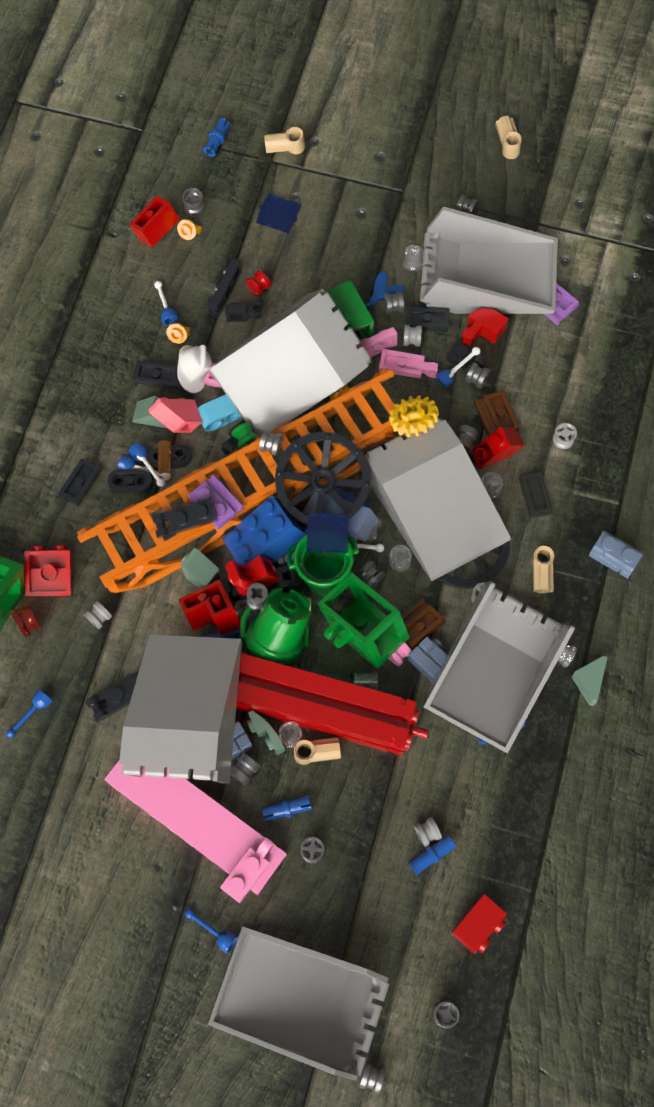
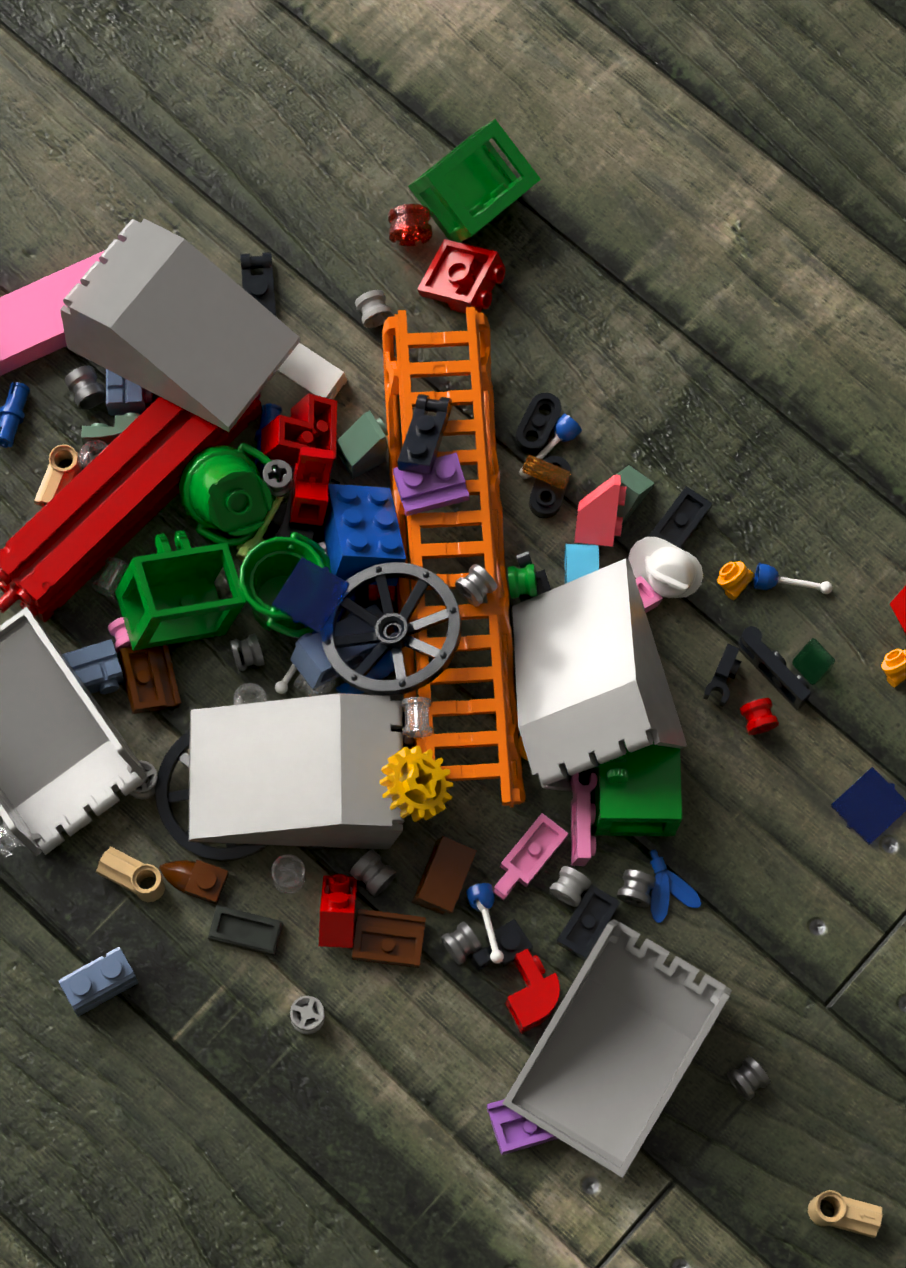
camera: 110 degrees right, 0 degrees up
(41, 701) = (300, 206): blue hinge -> none
(79, 482) = (569, 362): black plate -> none
(138, 453) = (572, 450): hinge -> none
(164, 621) = (313, 372): none -> white hinge
(209, 270) = (813, 661): none -> clear green slope
(371, 437) = (417, 717): none -> clear bush
(413, 258) = (697, 952): clear wheel -> none
(449, 400) = (444, 876): none -> reddish brown hinge
(521, 537) = (196, 878): none -> reddish brown plate

